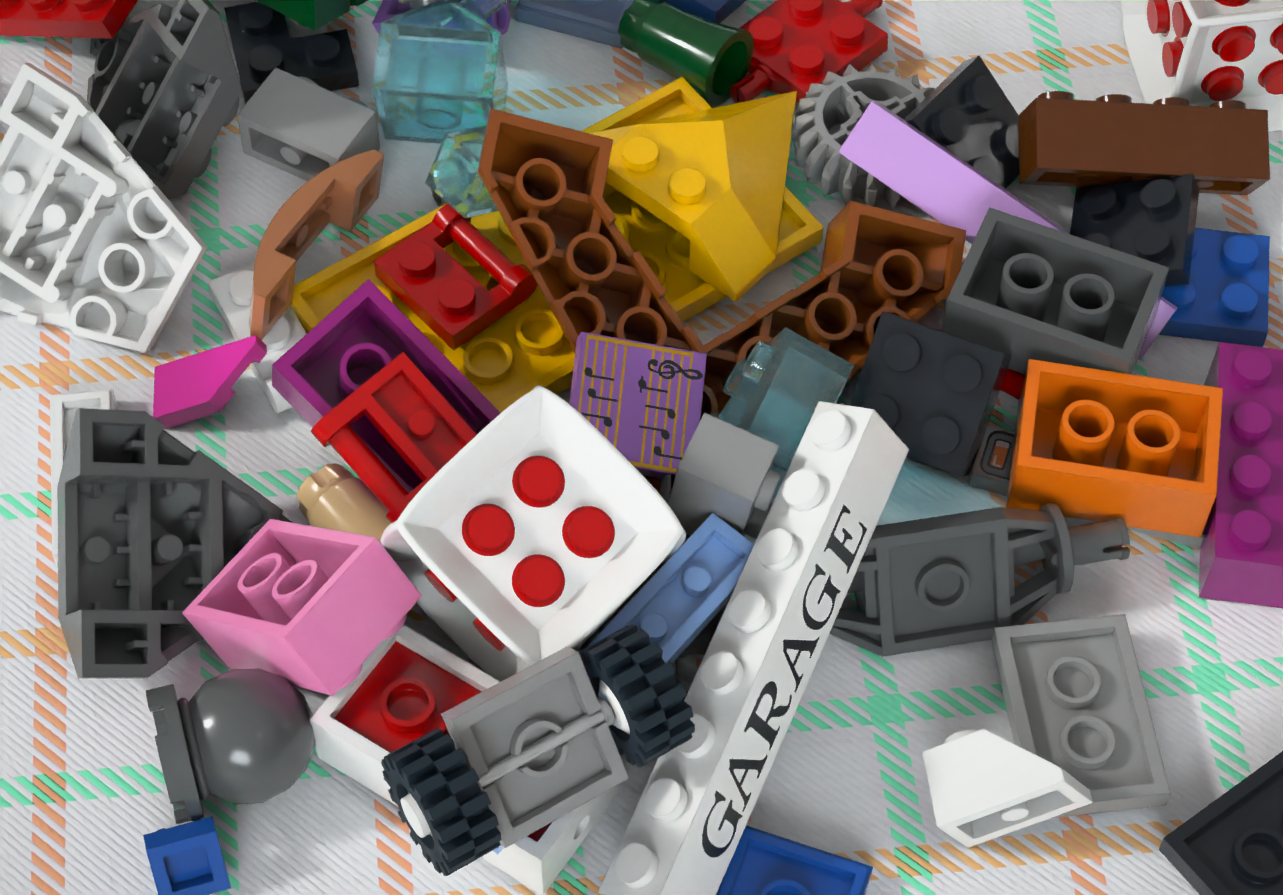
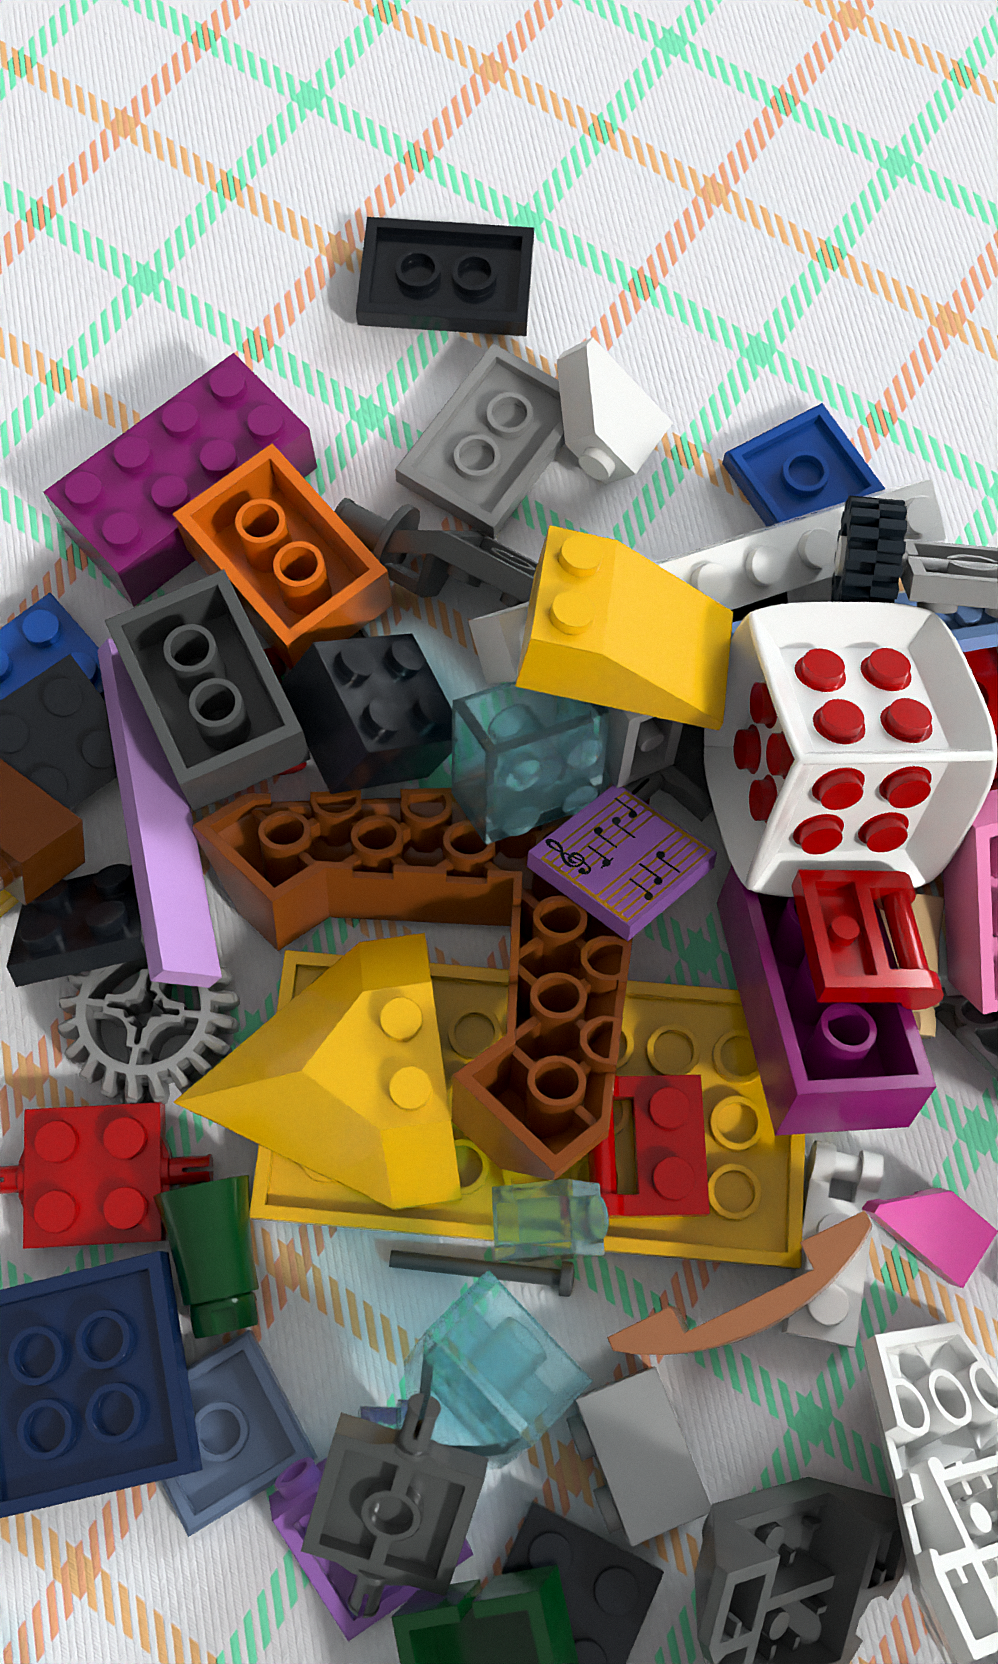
camera: 140 degrees left, 15 degrees up
(761, 446) = (623, 633): none -> yellow slope

